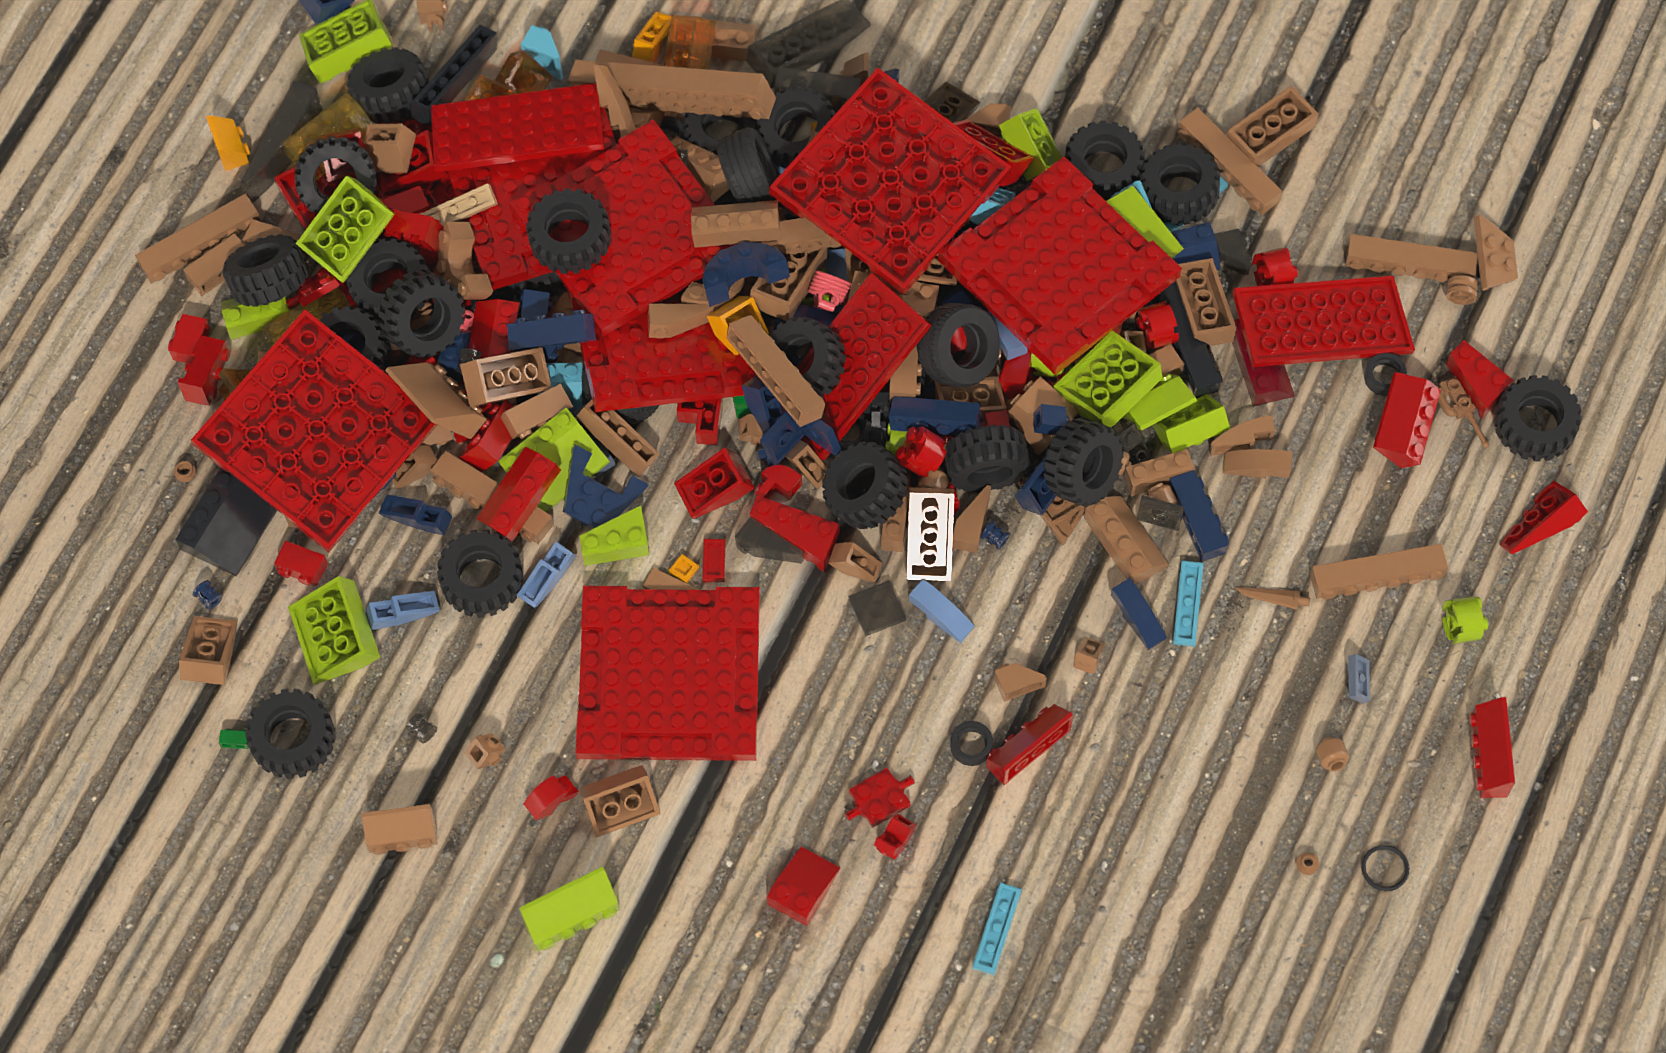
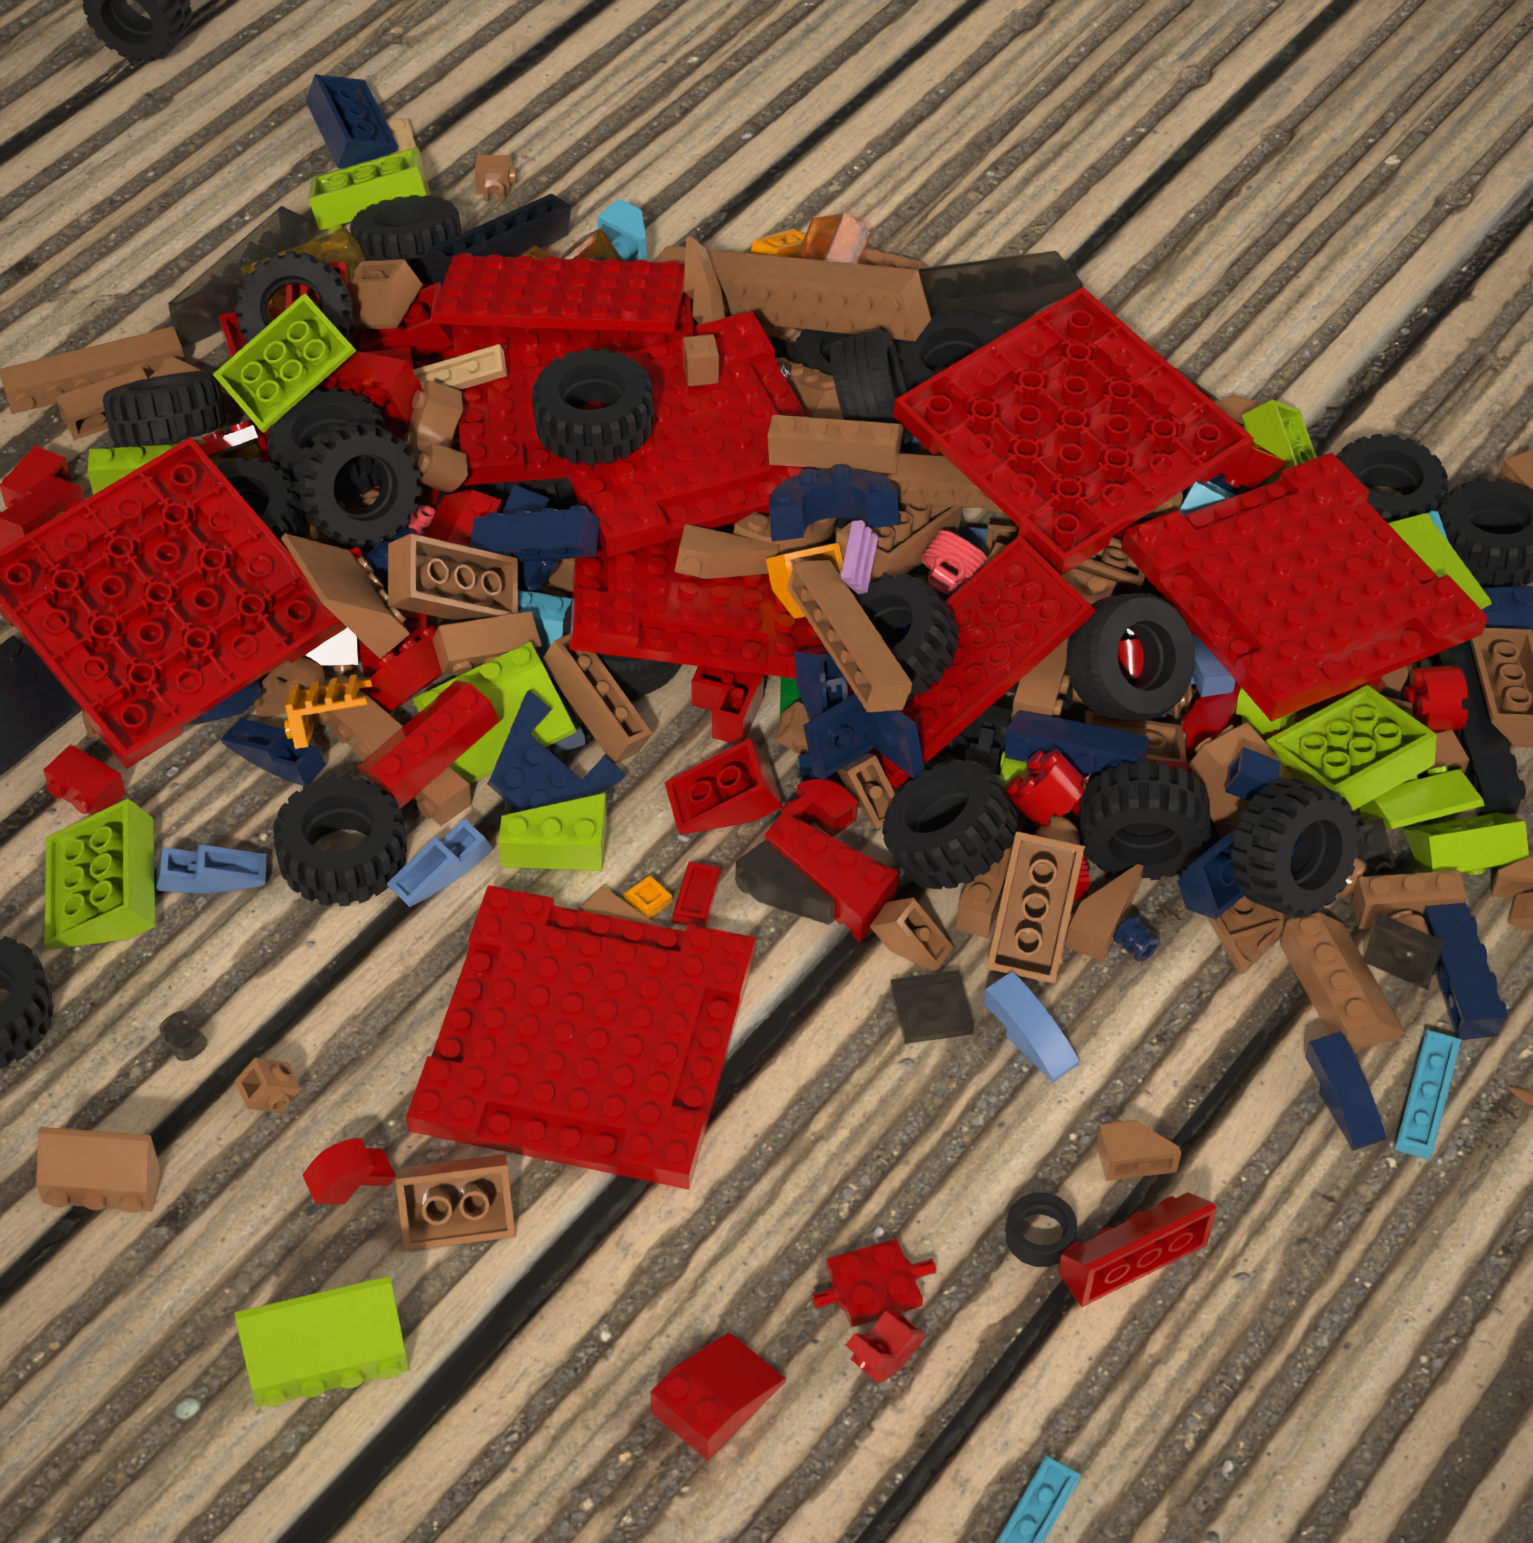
camera: 10 degrees right, 15 degrees down
(228, 142) = (171, 264): light orange slope -> none
(430, 482) = (304, 703): none -> light orange plate
(630, 175) = (700, 360): none -> medium nougat brick
(770, 310) = (859, 557): none -> lavender tile
(1088, 655) = (1254, 1137): medium nougat slope -> none

